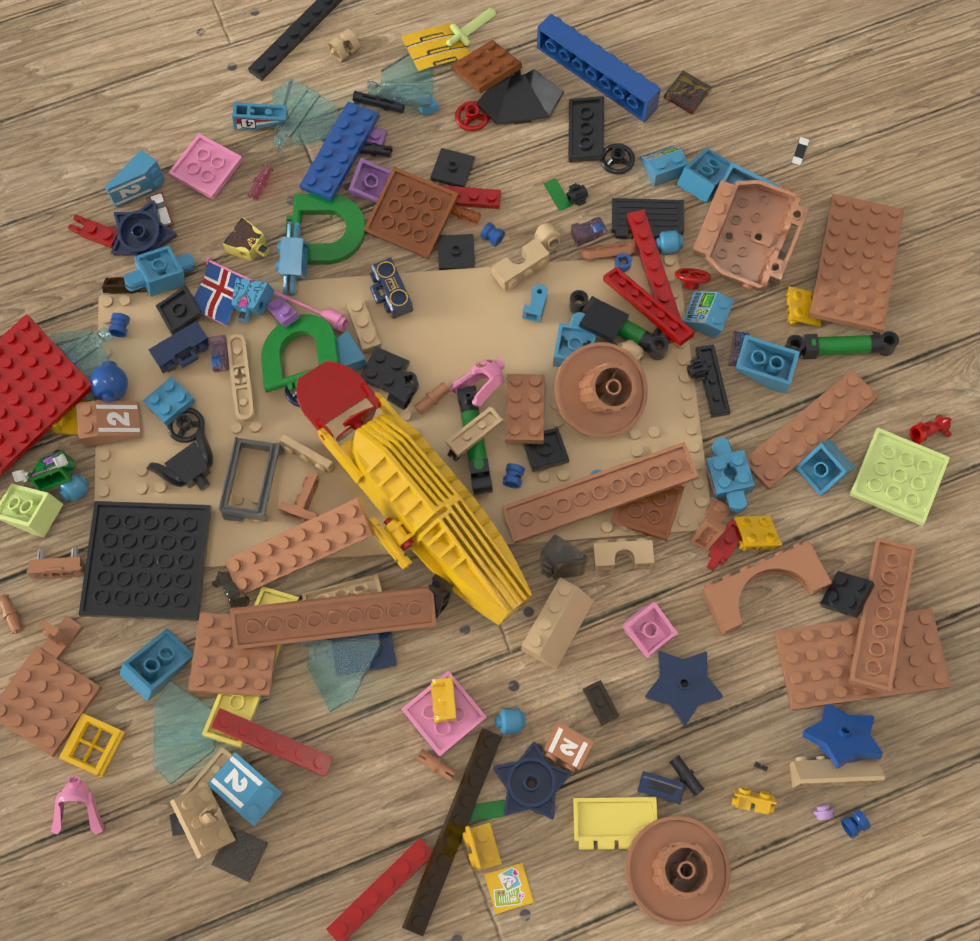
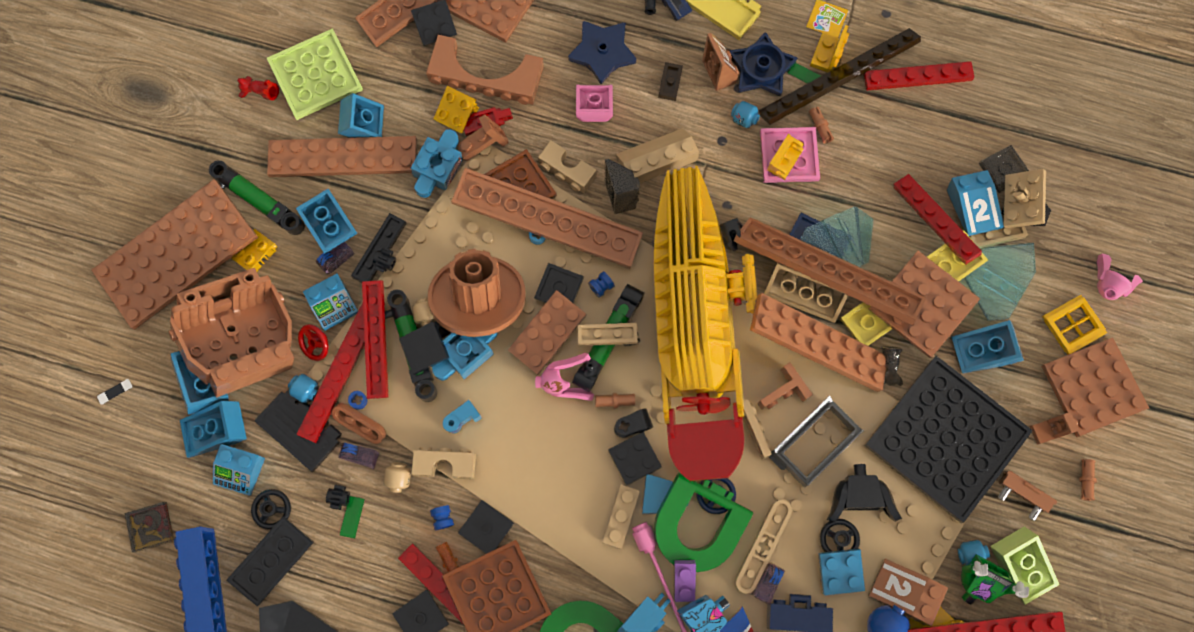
camera: 145 degrees left, 5 degrees up
(395, 294) = (568, 538): dark blue piece -> none

